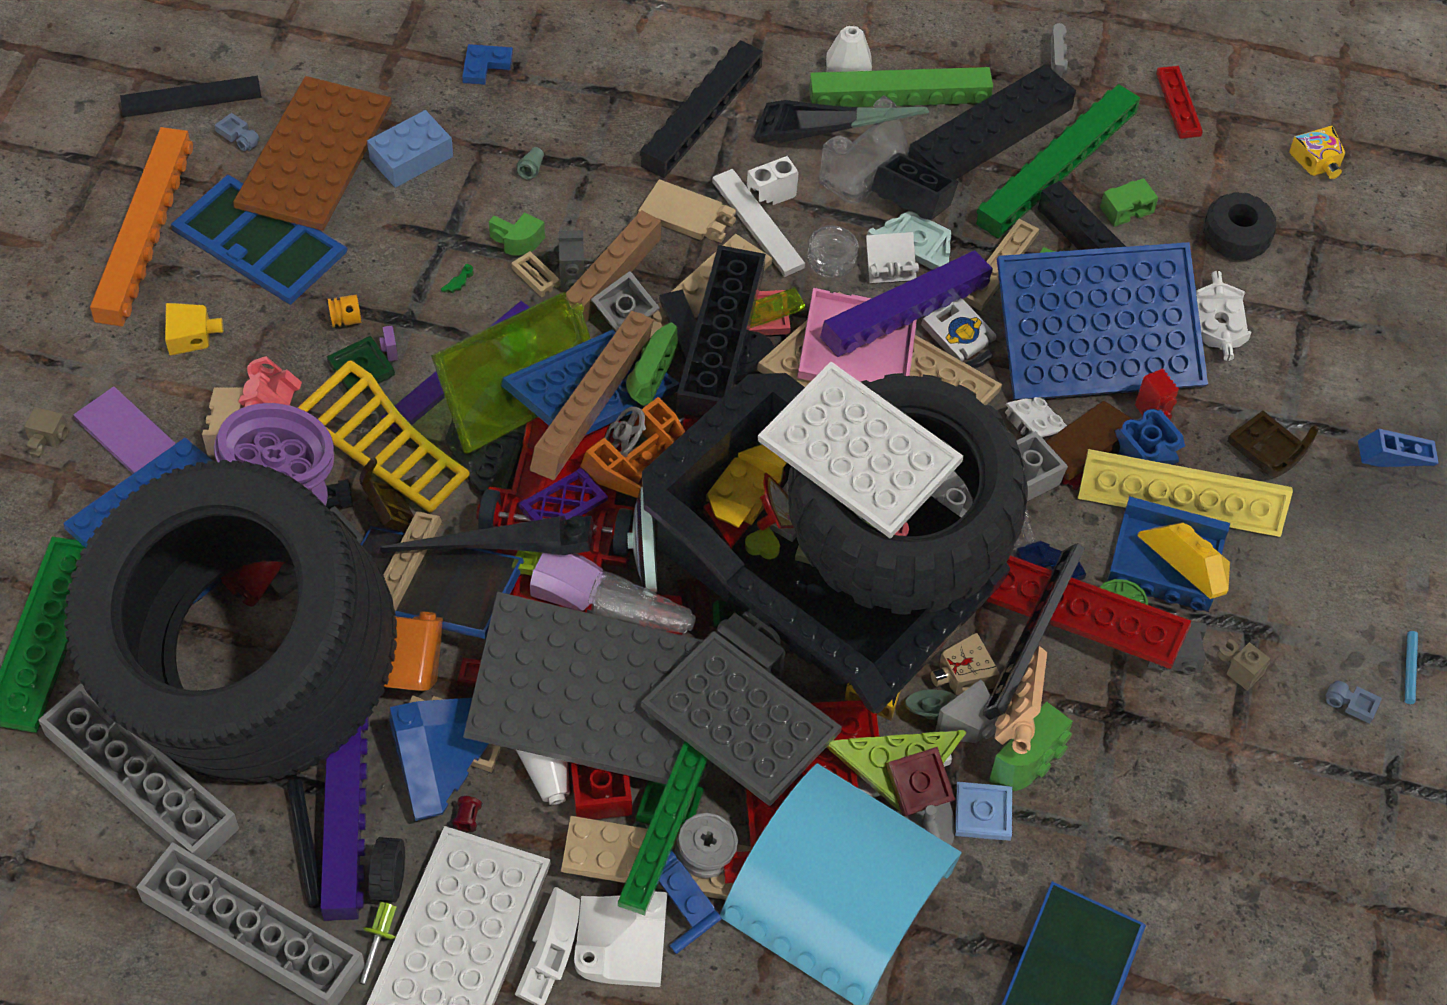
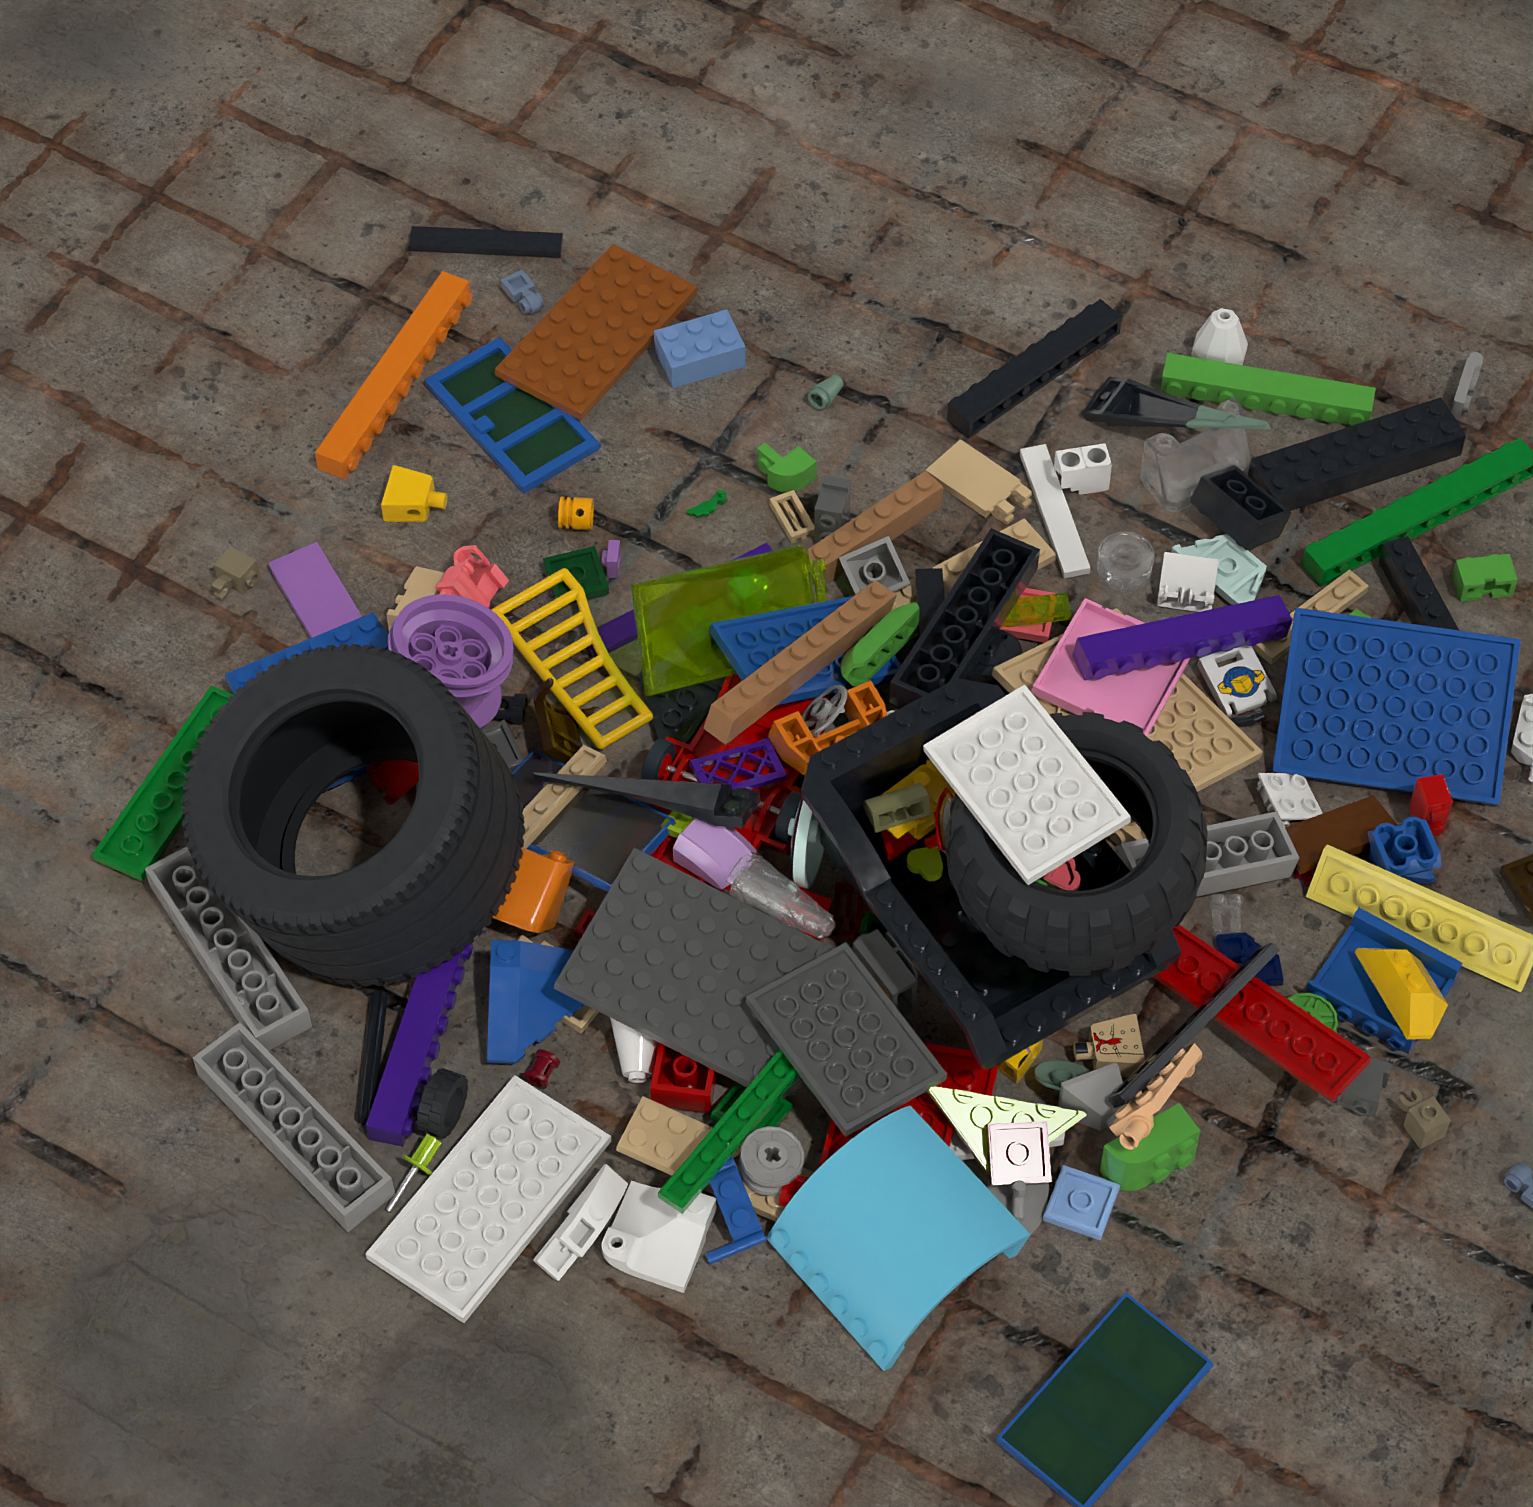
camera: 20 degrees right, 0 degrees up
(481, 58) = (810, 261): blue plate -> none
(731, 499) = (897, 807): none -> olive brick

